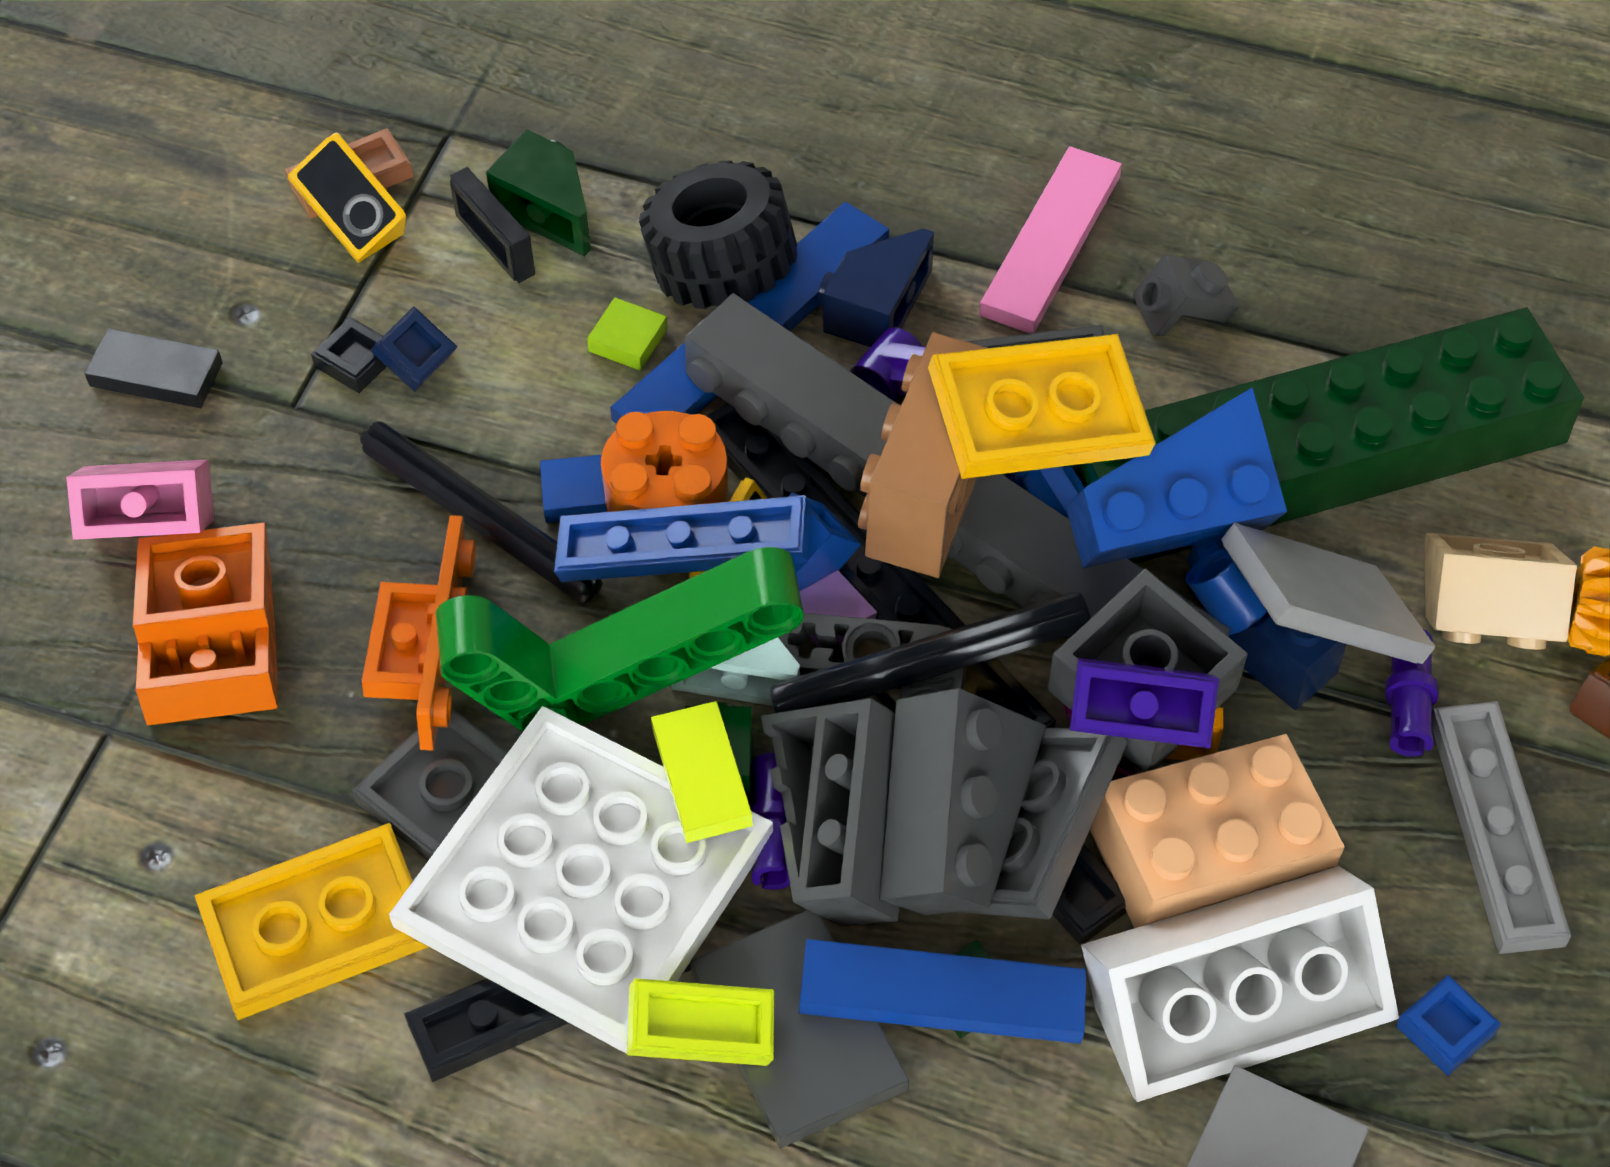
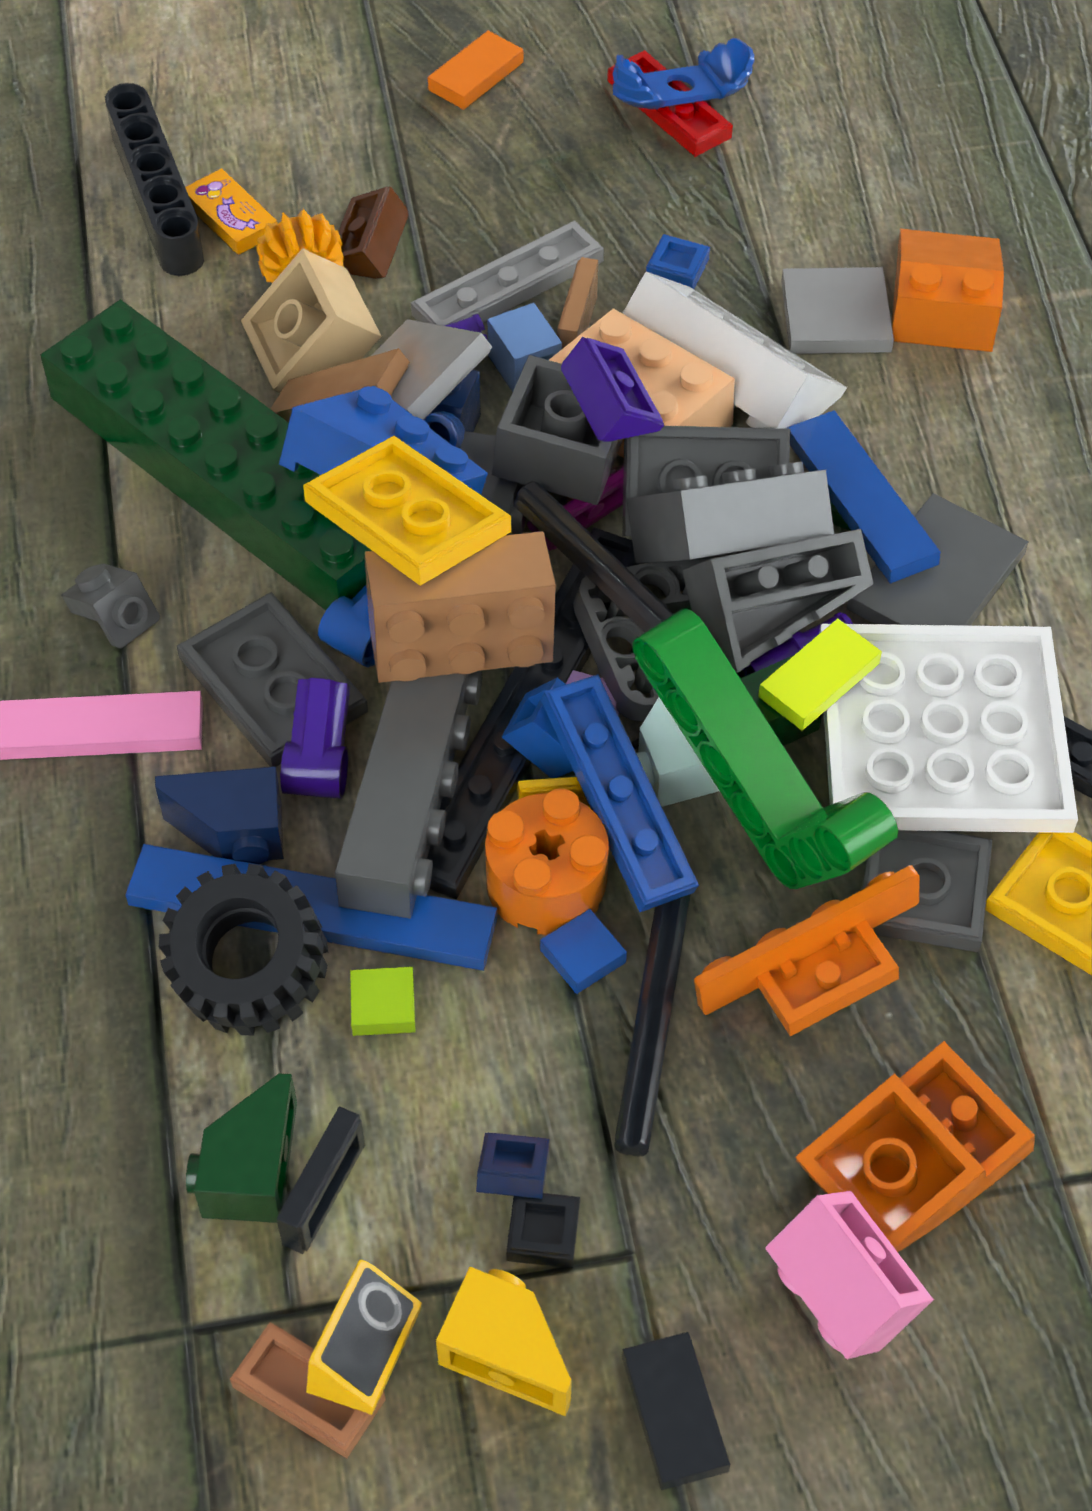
camera: 120 degrees left, 0 degrees up
(276, 281) = (504, 1340): none -> yellow slope
(700, 1022) = (1001, 596): neon yellow tile -> none
(1351, 539) = (377, 370): none -> medium nougat tile
(1360, 768) = (518, 335): none -> medium blue brick
(1395, 852) = (579, 301): none -> medium nougat tile

